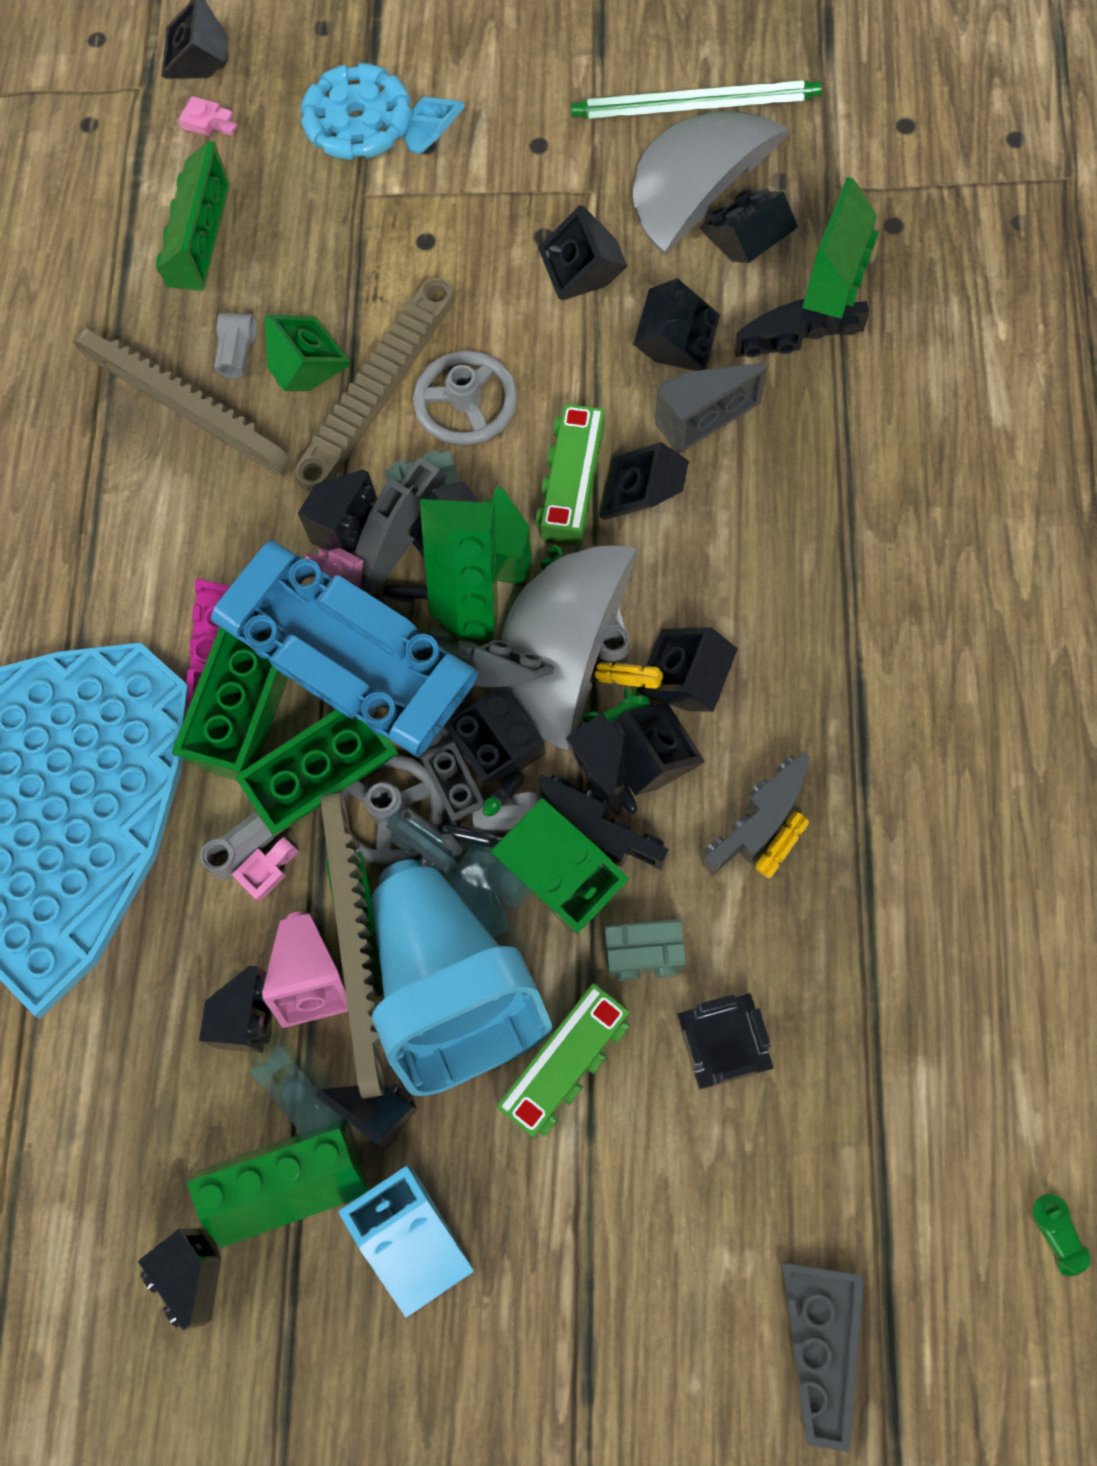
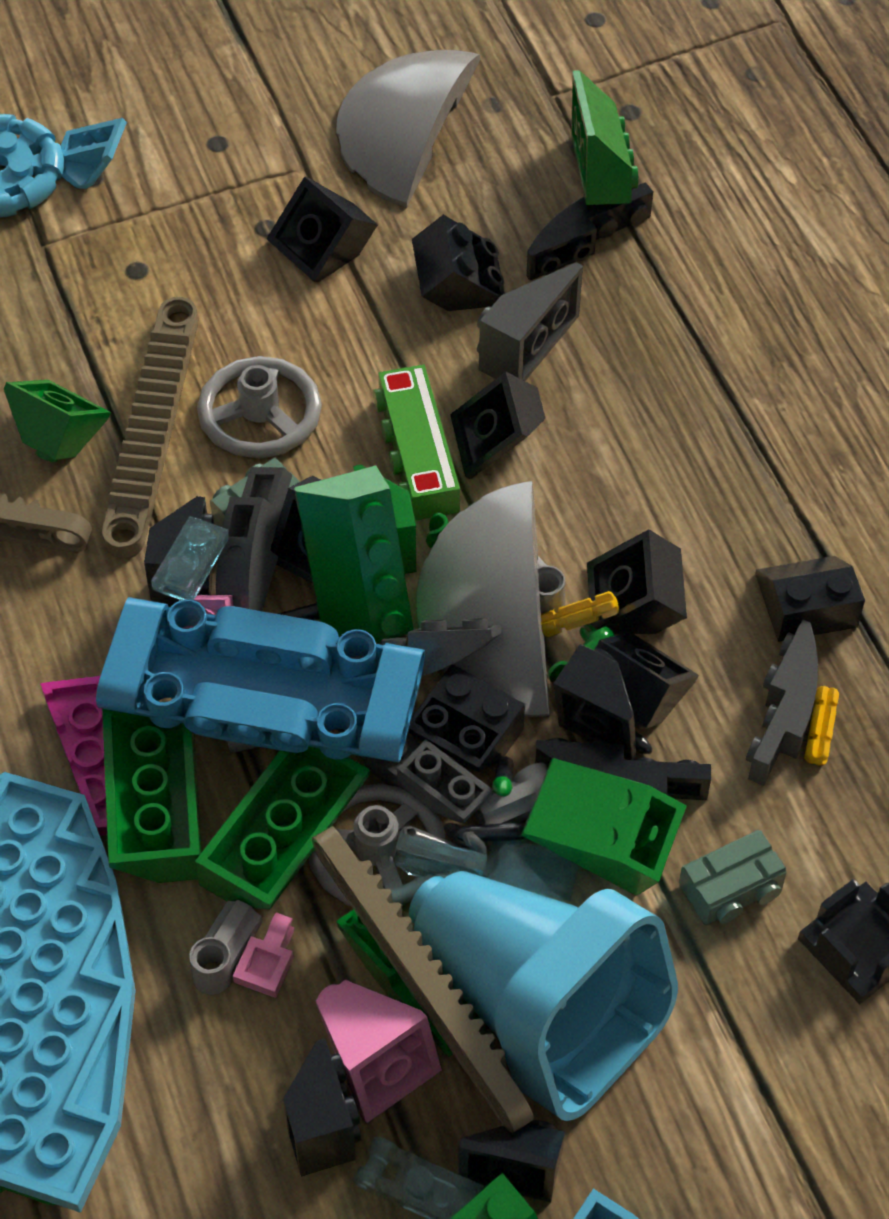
camera: 30 degrees left, 15 degrees down
(331, 524) = (190, 559): none -> clear light blue plate
(563, 1062) = (704, 1027): bright green brick -> none
(696, 98) = (364, 53): piece -> none
(750, 224) = (486, 149): black slope -> none
(827, 727) = (814, 591): none -> black slope

